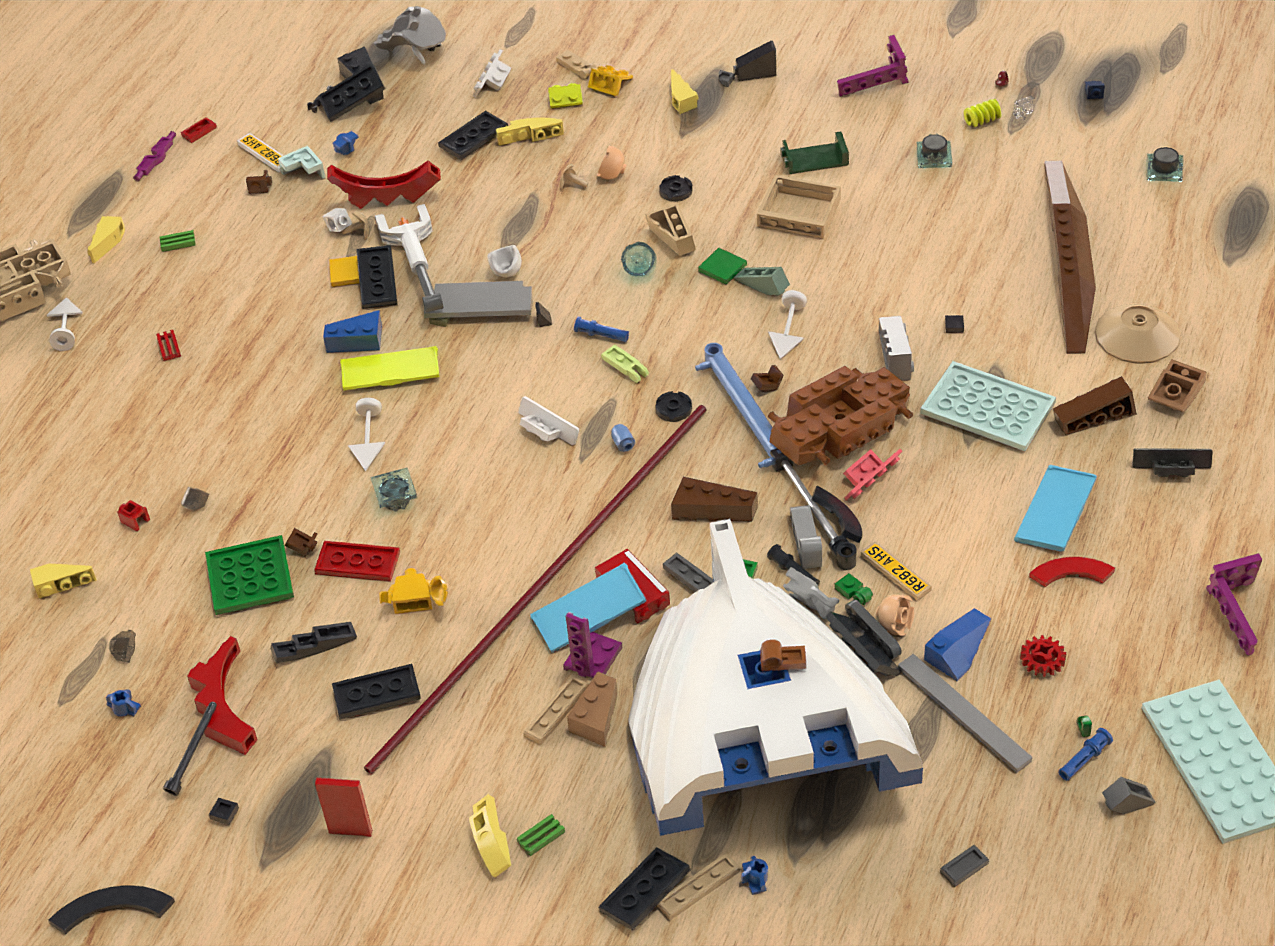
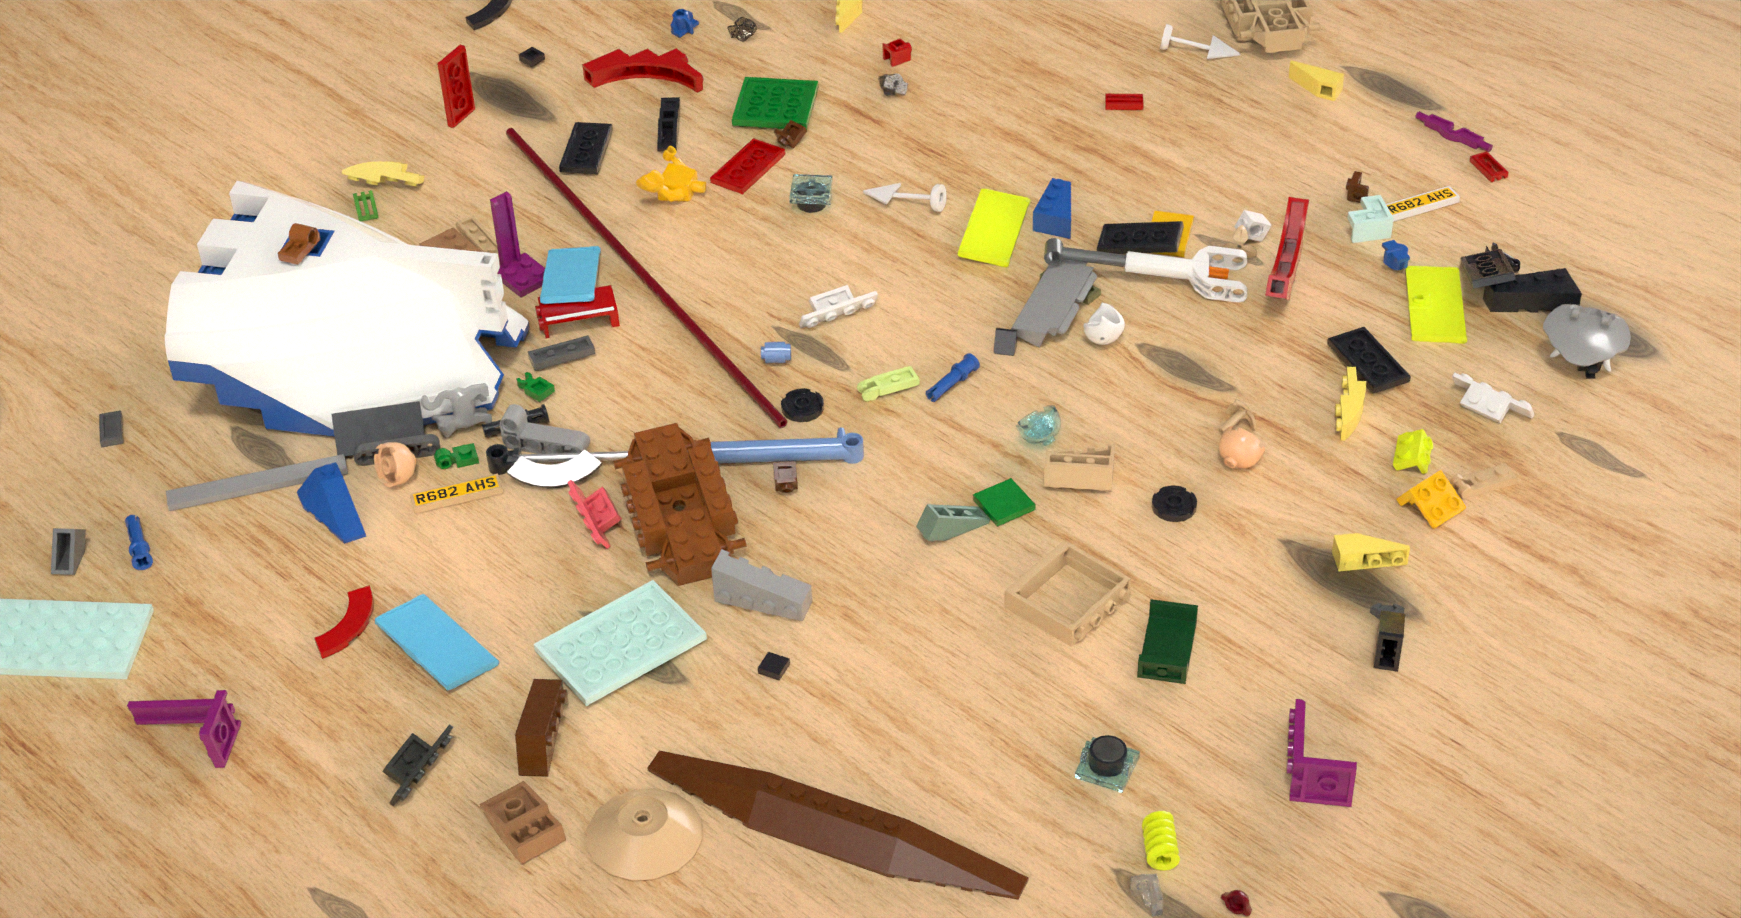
camera: 110 degrees right, 5 degrees down
(173, 785) = (577, 36): black piece -> none
(177, 240) = (1290, 119): bright green tile -> none
(390, 121) = (1435, 304): none -> neon yellow door
(713, 501) = (640, 387): reddish brown wedge -> none
(783, 342) = (840, 514): white piece -> none
(1043, 655) = (263, 553): red gear -> none
(1085, 725) = (166, 554): green tile -> none

